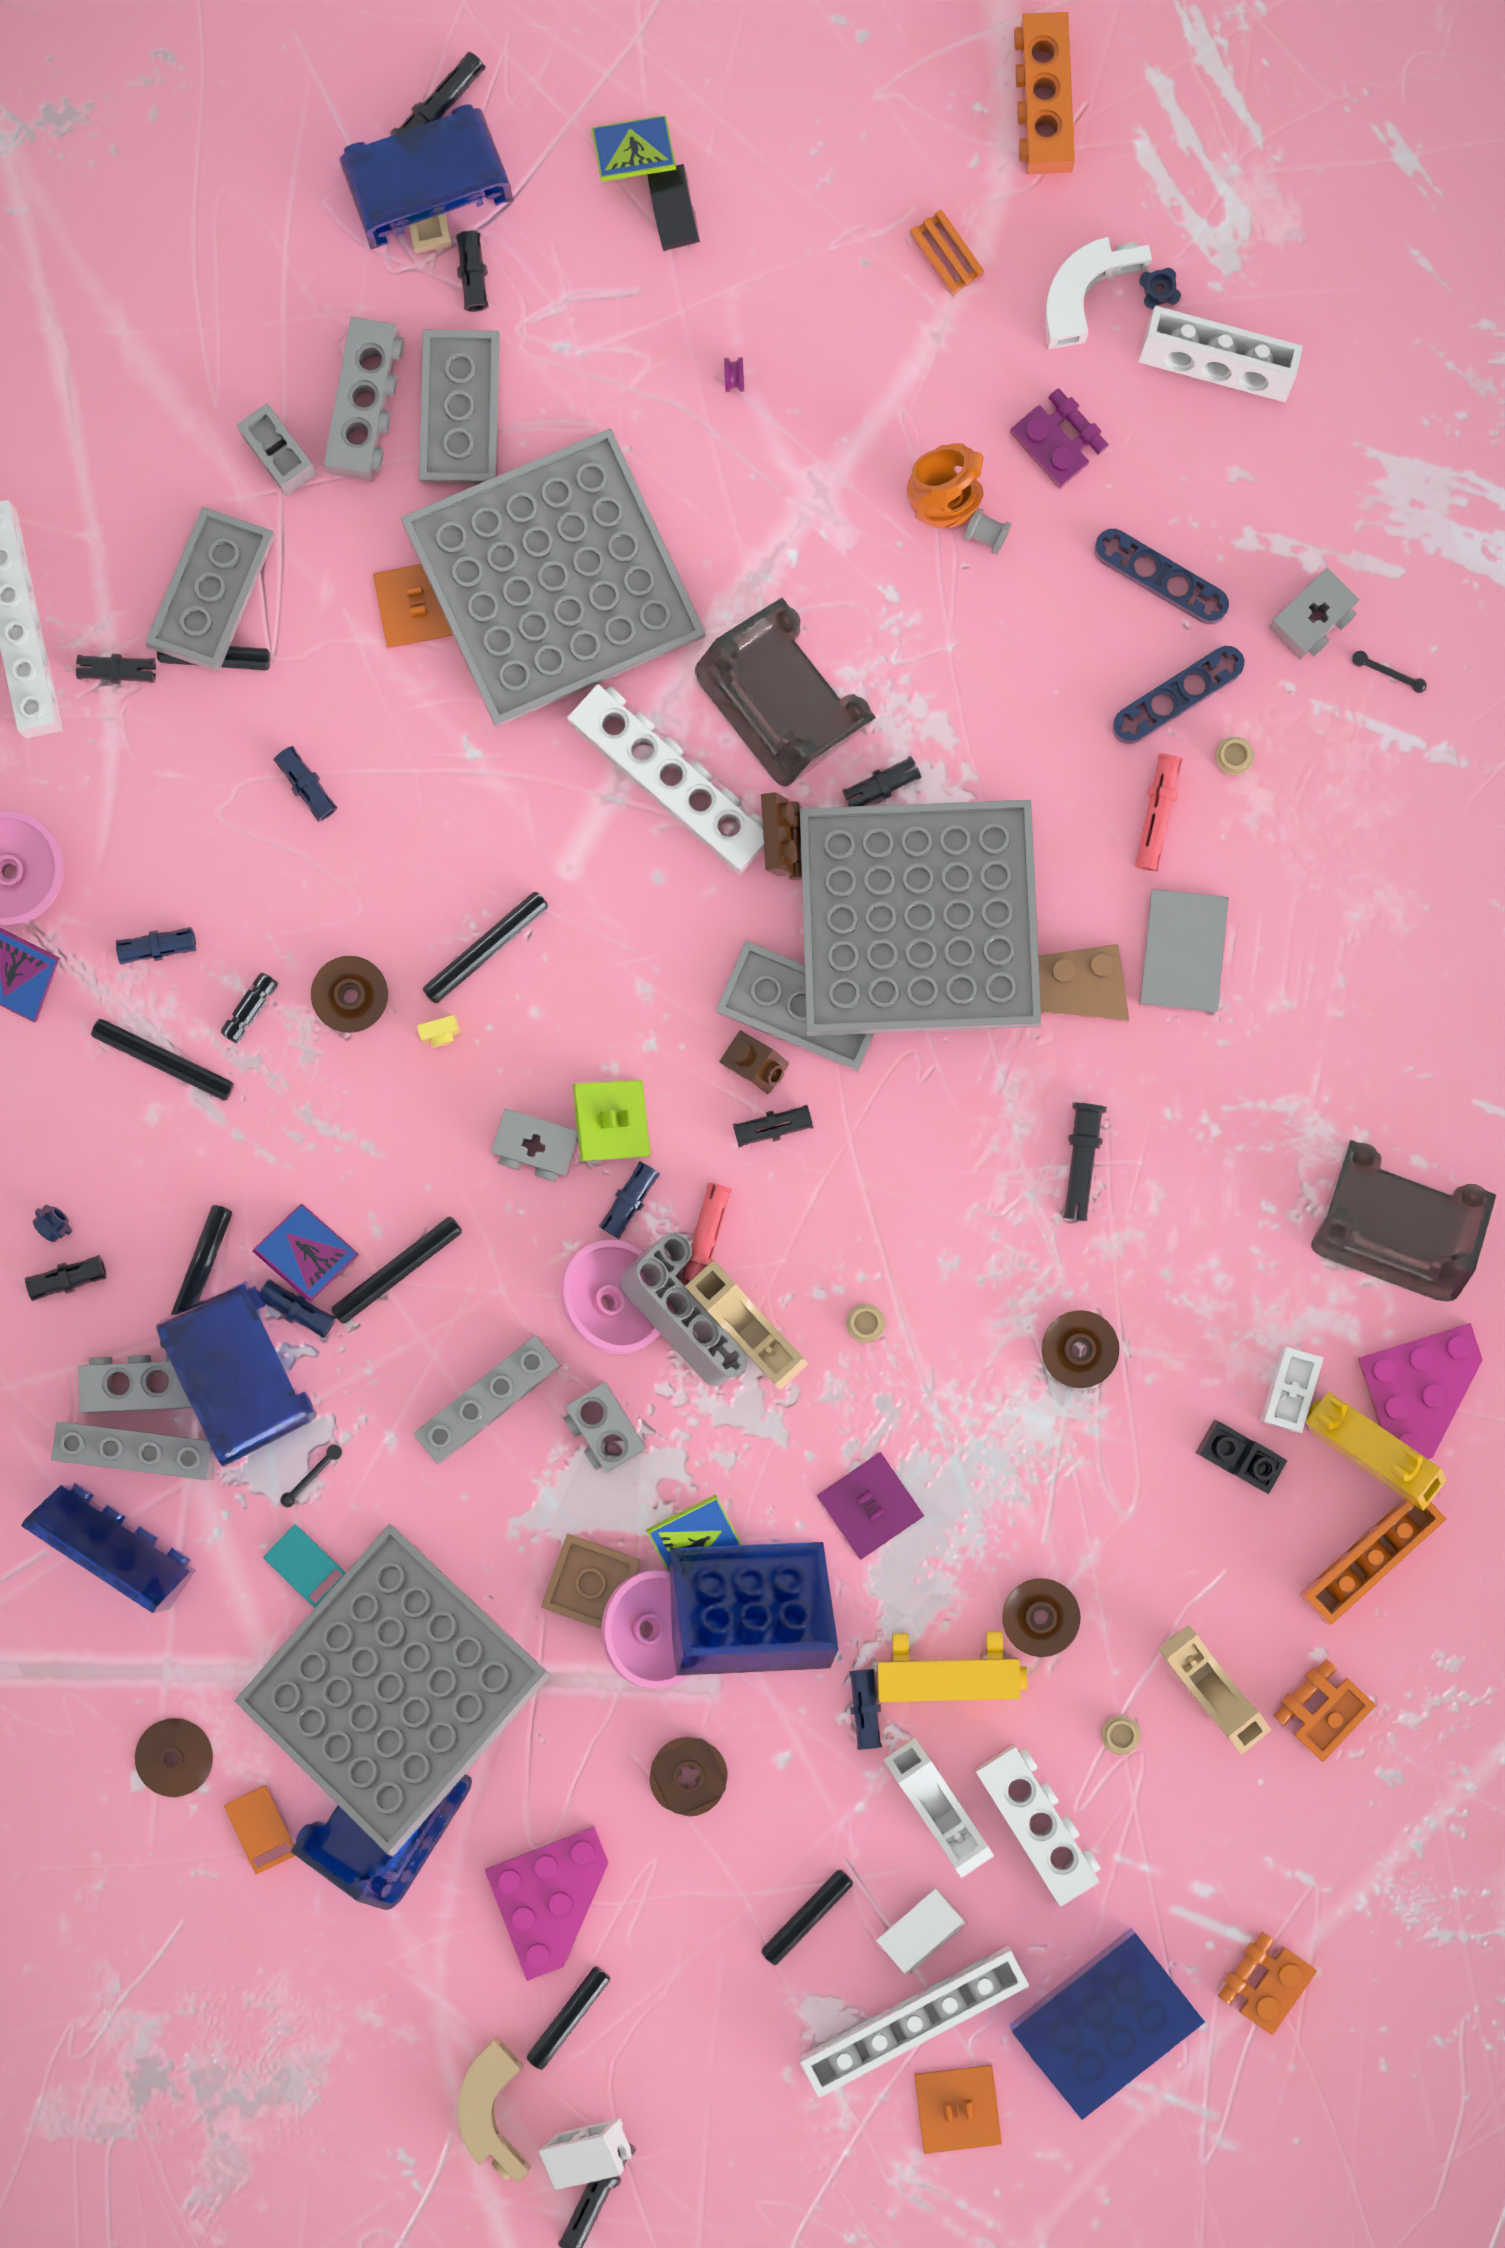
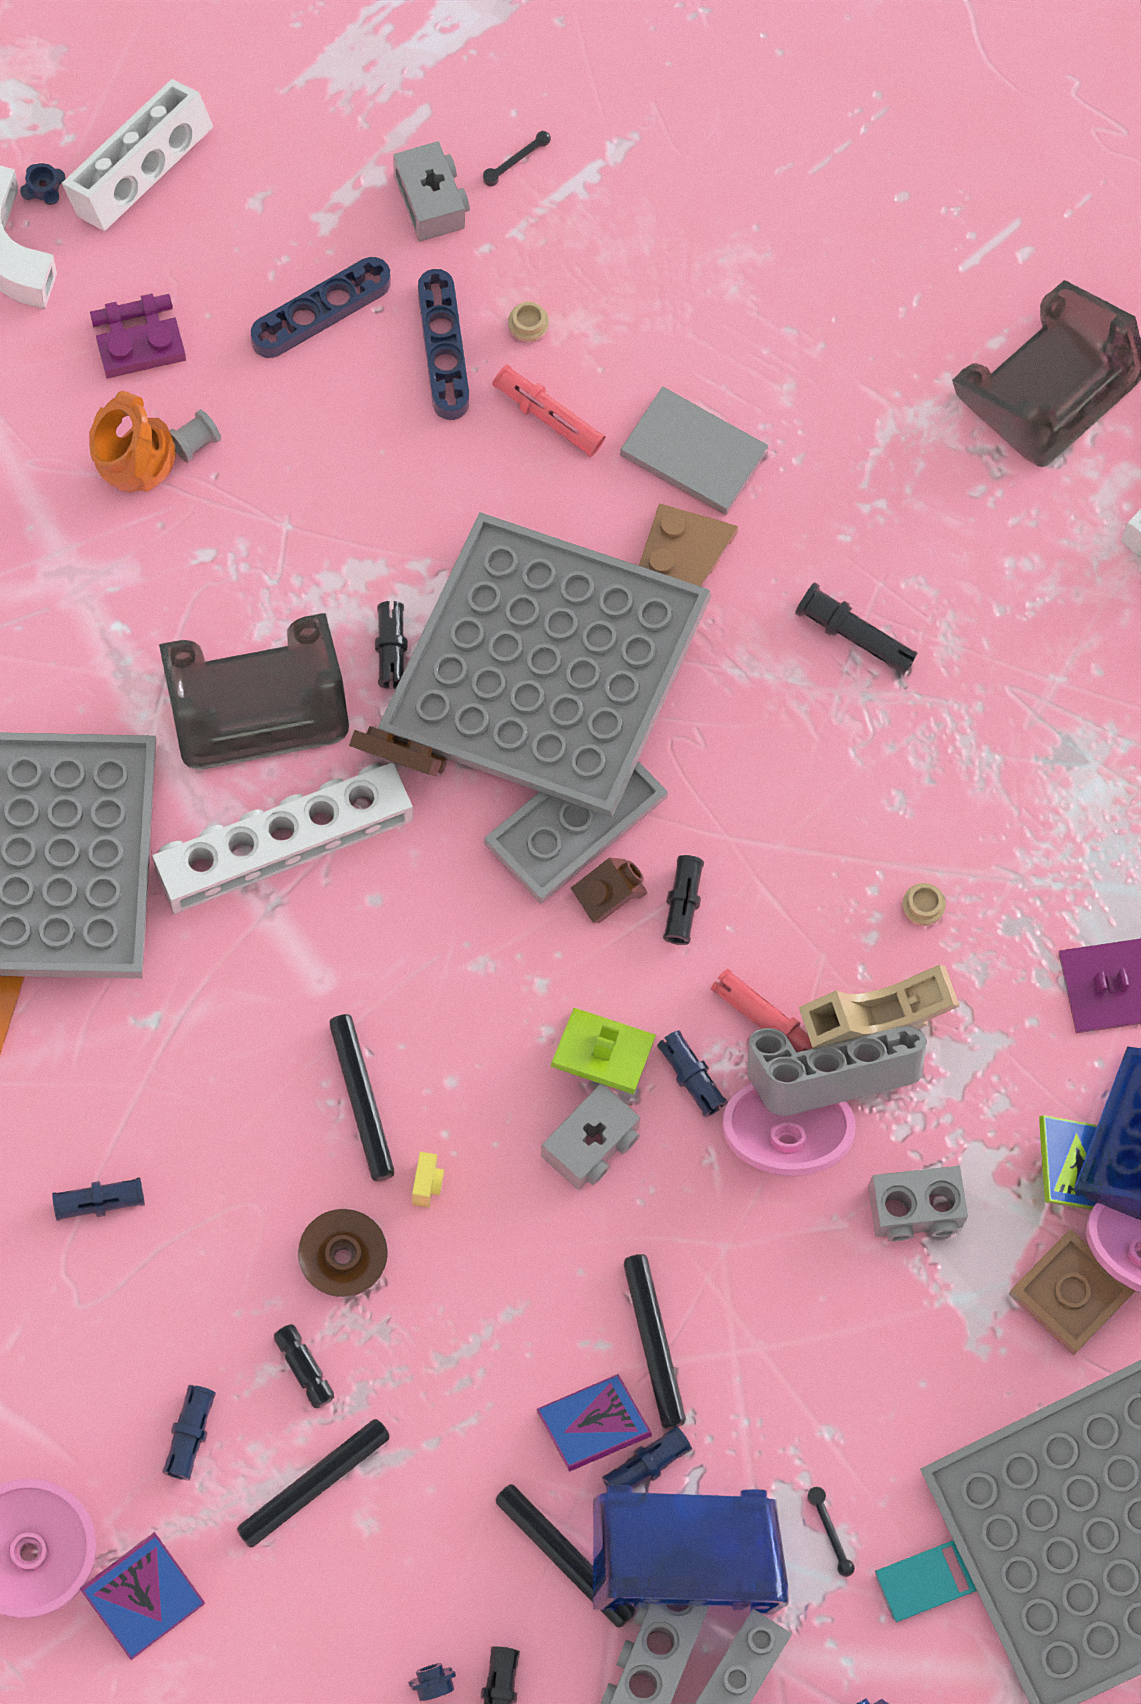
camera: 75 degrees left, 15 degrees down
(487, 1399) = (835, 1306): light grey brick -> none
(1099, 1340) = (1048, 697): reddish brown dish -> none

